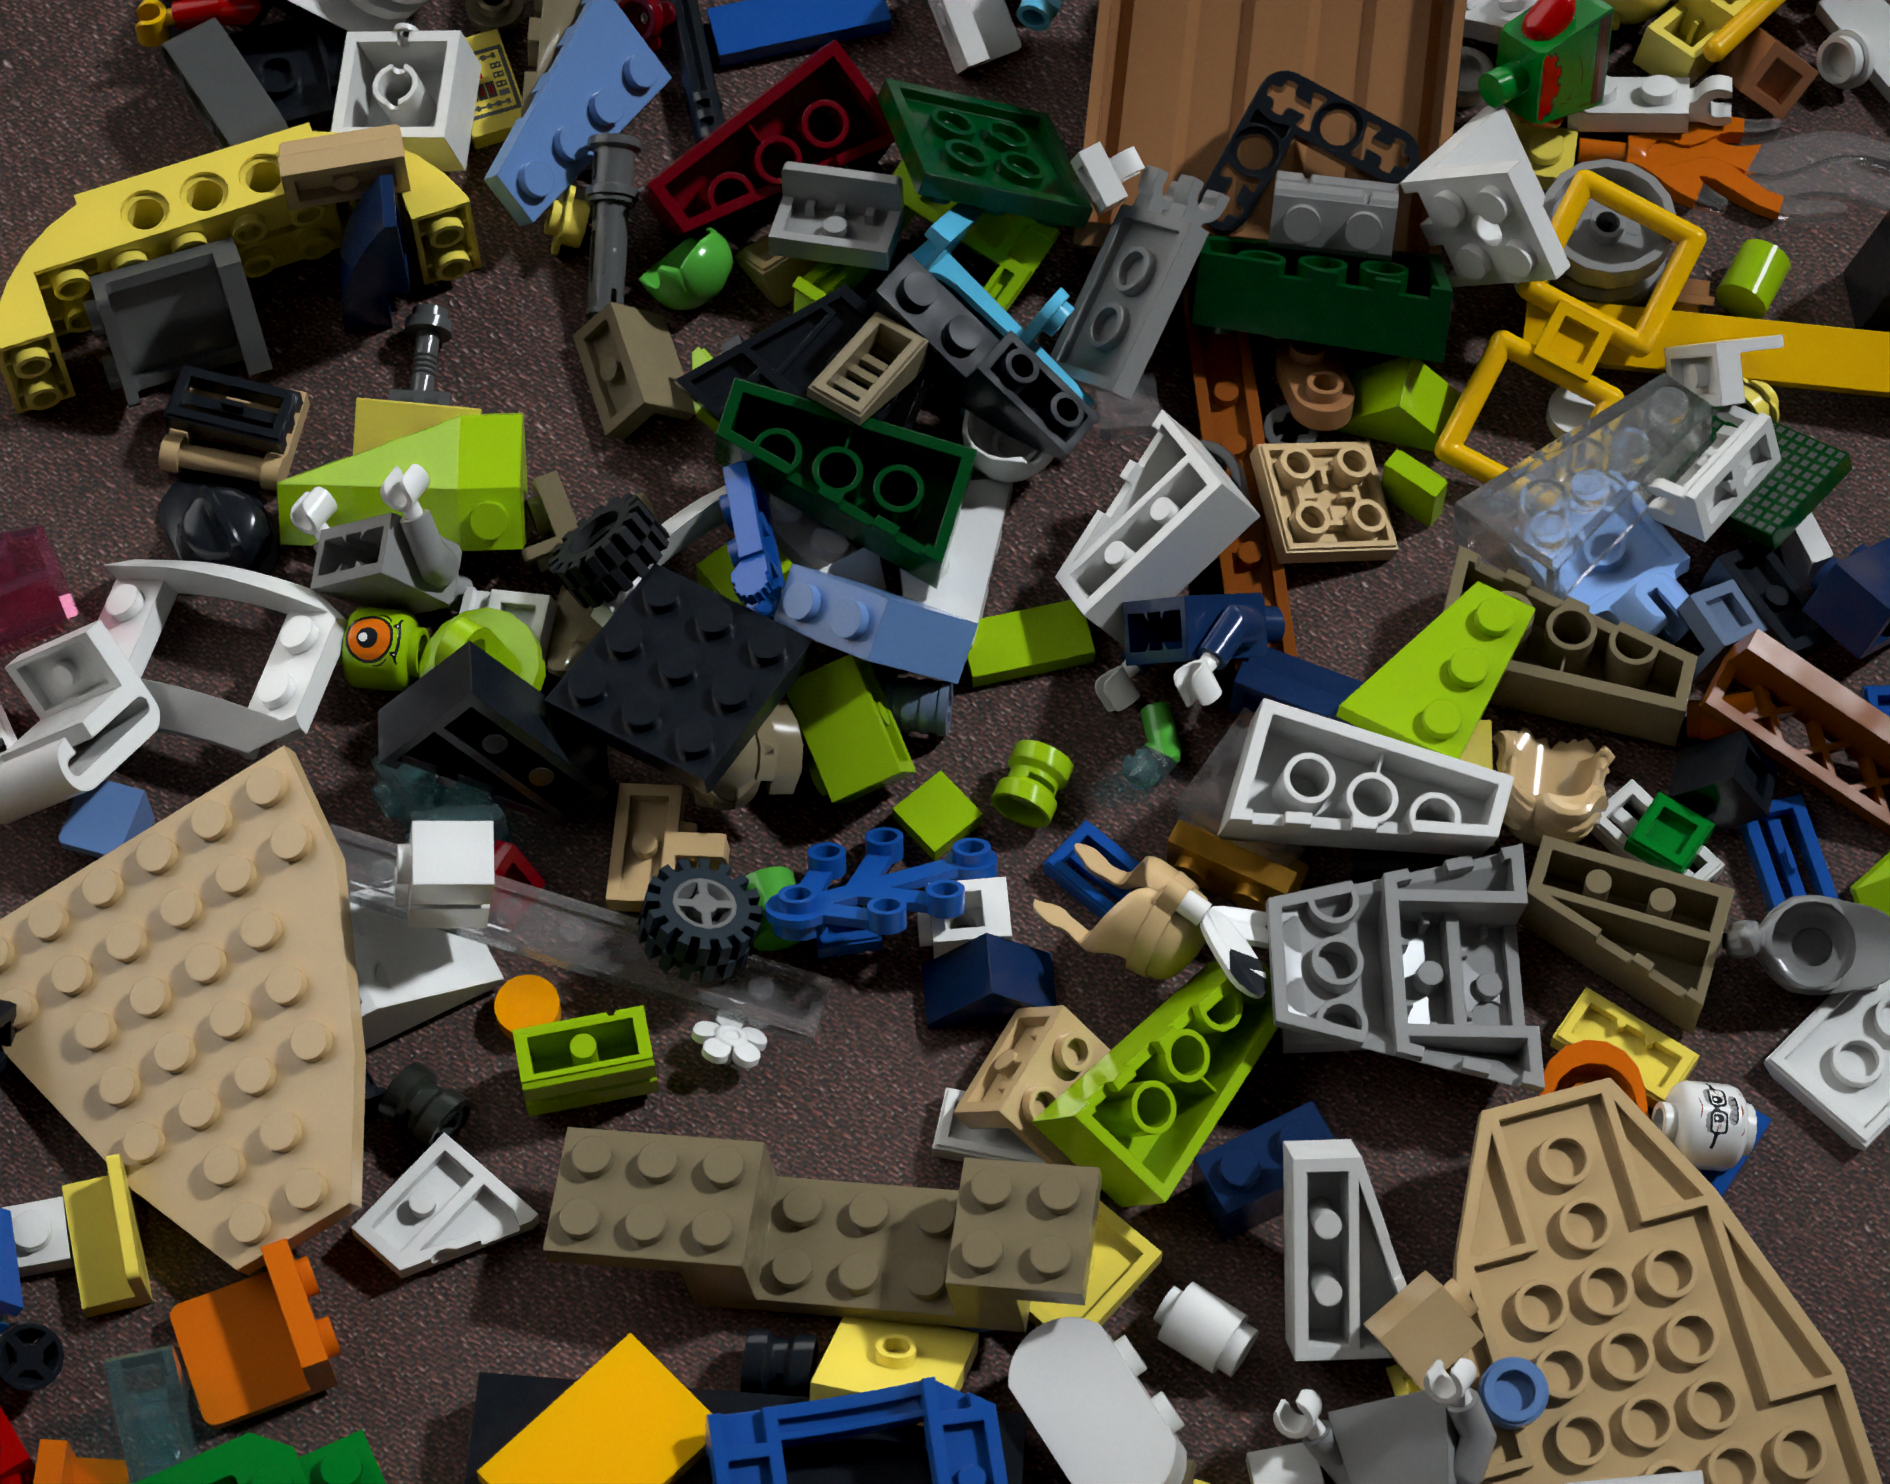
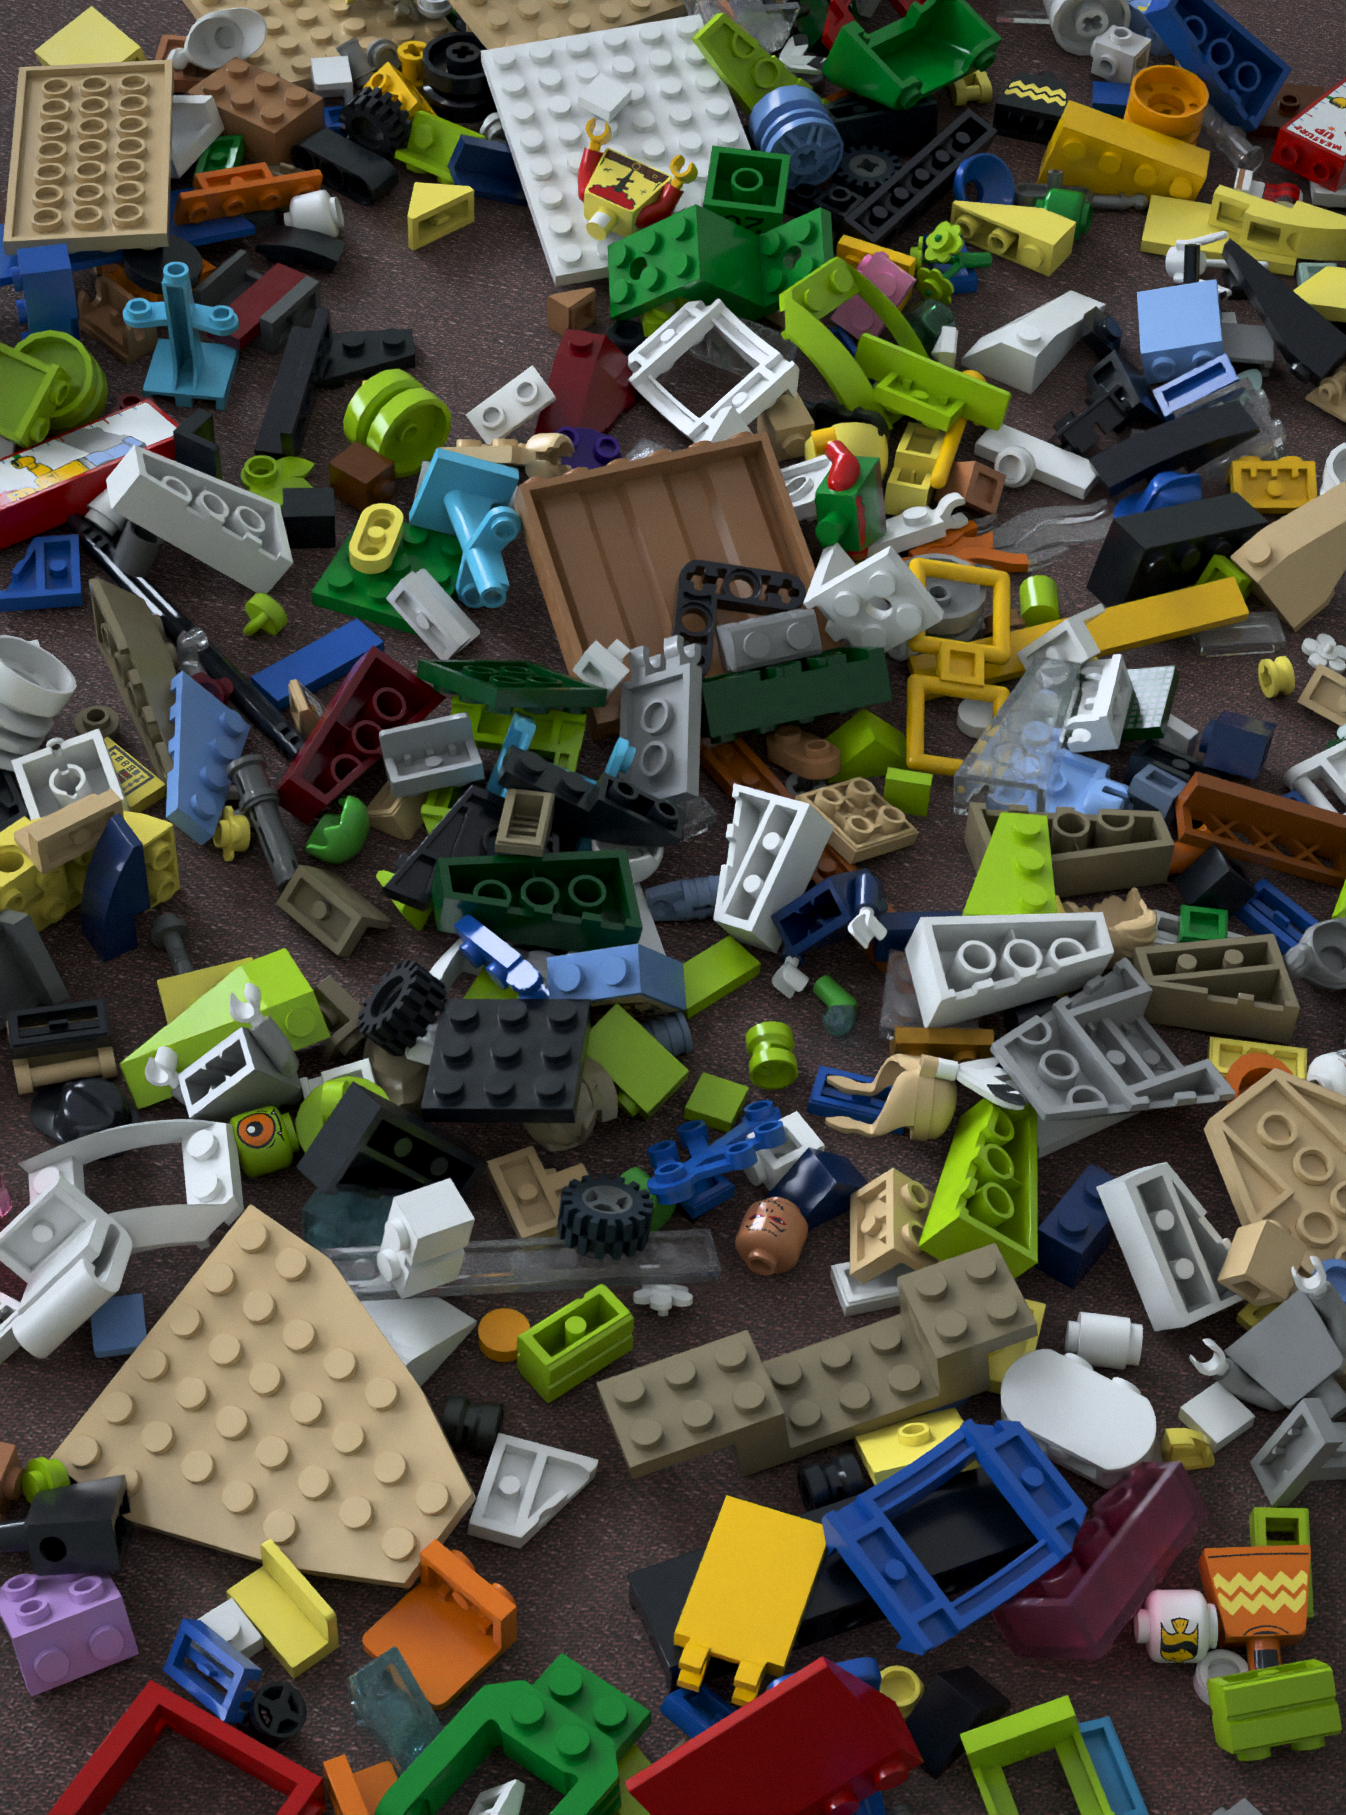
camera: 30 degrees left, 15 degrees down
(746, 76) = (304, 707): none -> tan slope
(890, 1023) = (771, 1236): none -> nougat head
(1044, 524) = (683, 899): none -> sand blue hinge

